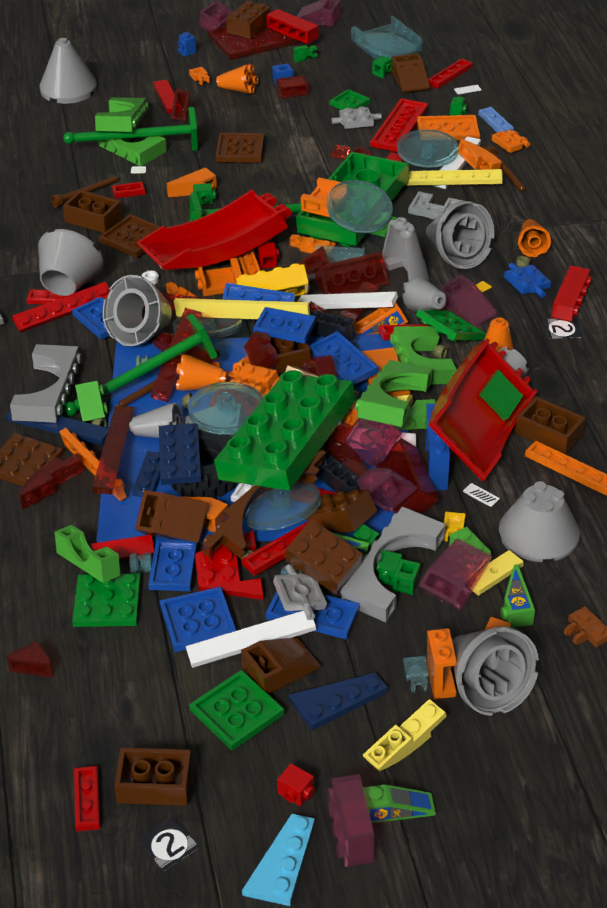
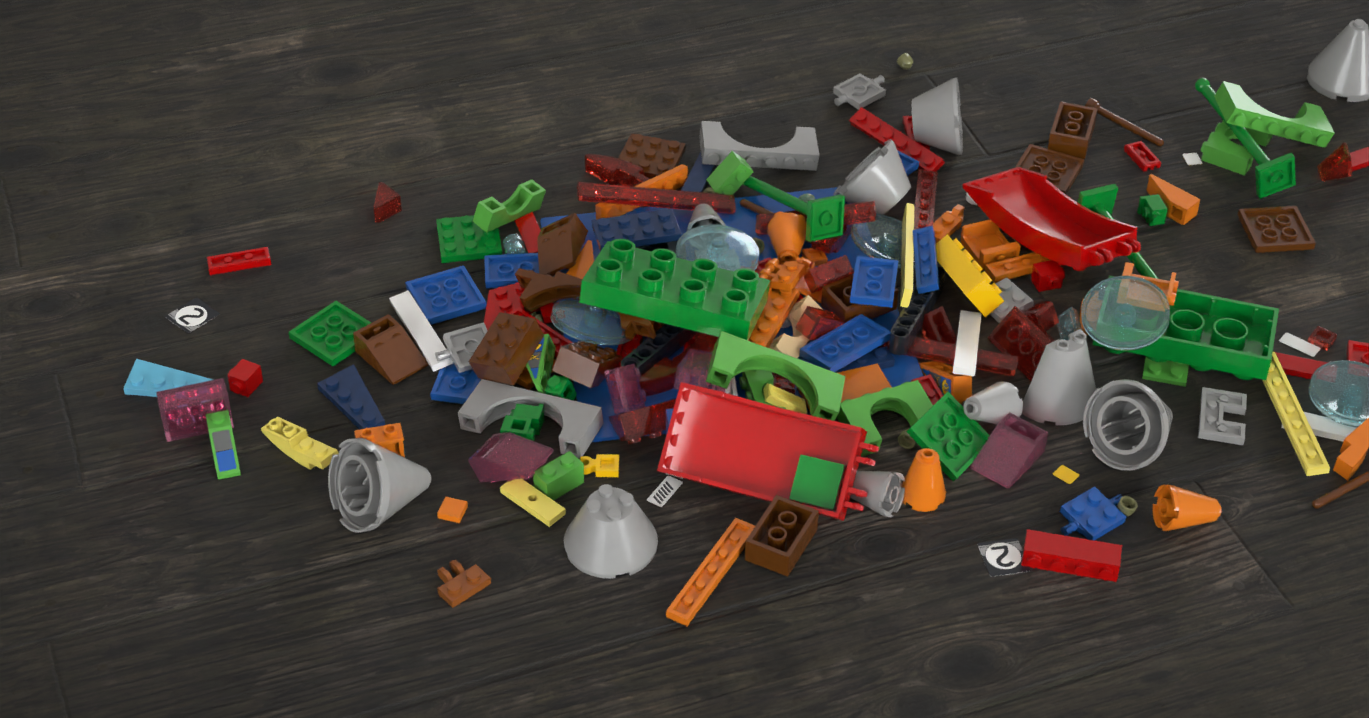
camera: 80 degrees right, 0 degrees up
(153, 776) = (250, 287): reddish brown brick -> none
(340, 152) = (1317, 318): clear red tile -> none
(517, 602) = (492, 518): bright green slope -> none

